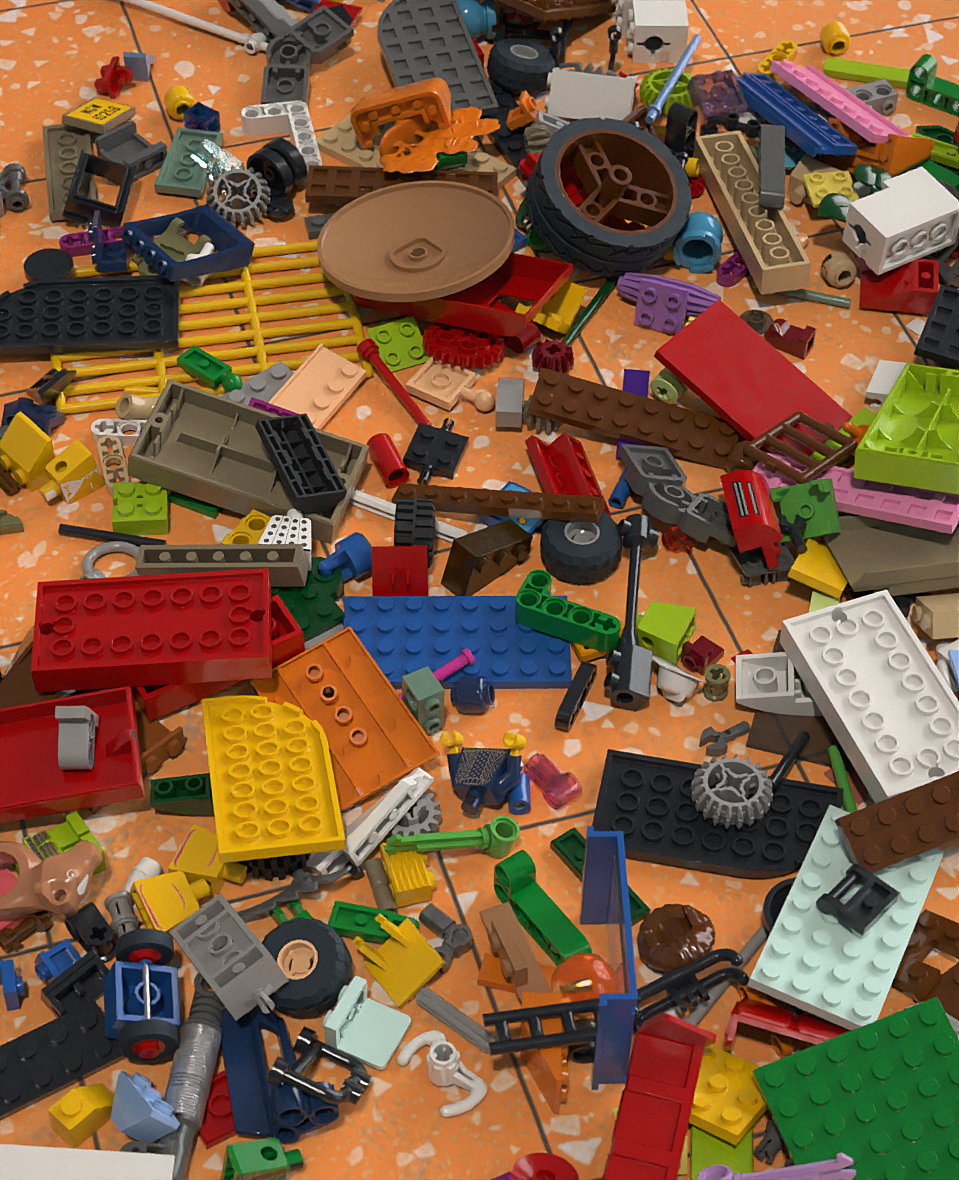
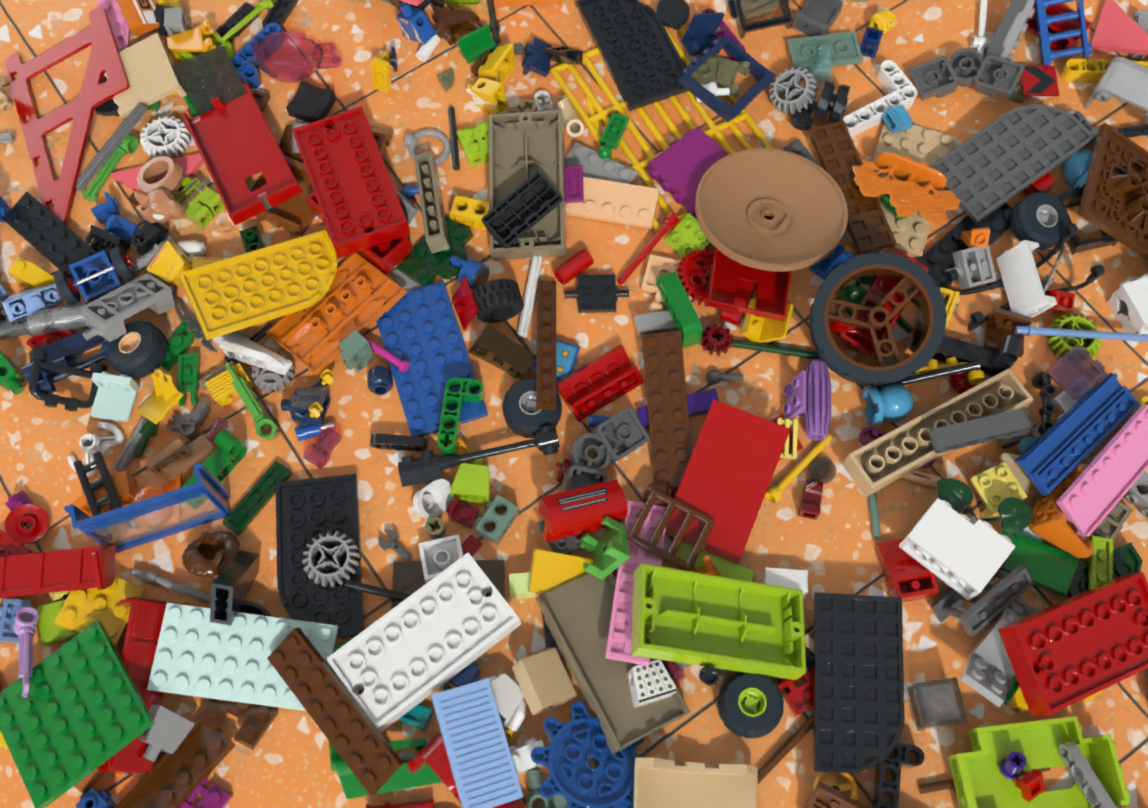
camera: 75 degrees right, 20 degrees up
(76, 737) = (258, 171): light grey tile -> none
(289, 530) = (463, 230): white torso -> none
(309, 310) = (683, 166): none -> magenta panel
(329, 126) = (897, 119): none -> dark azure piece
(424, 97) = (930, 154): orange windscreen -> none
(444, 986) = (147, 430): none -> dark green bar
(470, 901) = (219, 424): none -> clear pink pin
(498, 367) = (680, 308): none -> green beam
(536, 138) = (939, 259): dark tan gear -> none
(600, 376) = (714, 377): none -> dark grey bar
(684, 986) = (168, 567): black piece -> none
(725, 618) = (501, 521): none -> sand green brick
(748, 895) = (232, 587): none -> black slope
(794, 531) = (584, 545): black bar -> none
(838, 269) = (907, 517): tan head -> none
(865, 905) = (240, 664): black plate -> none

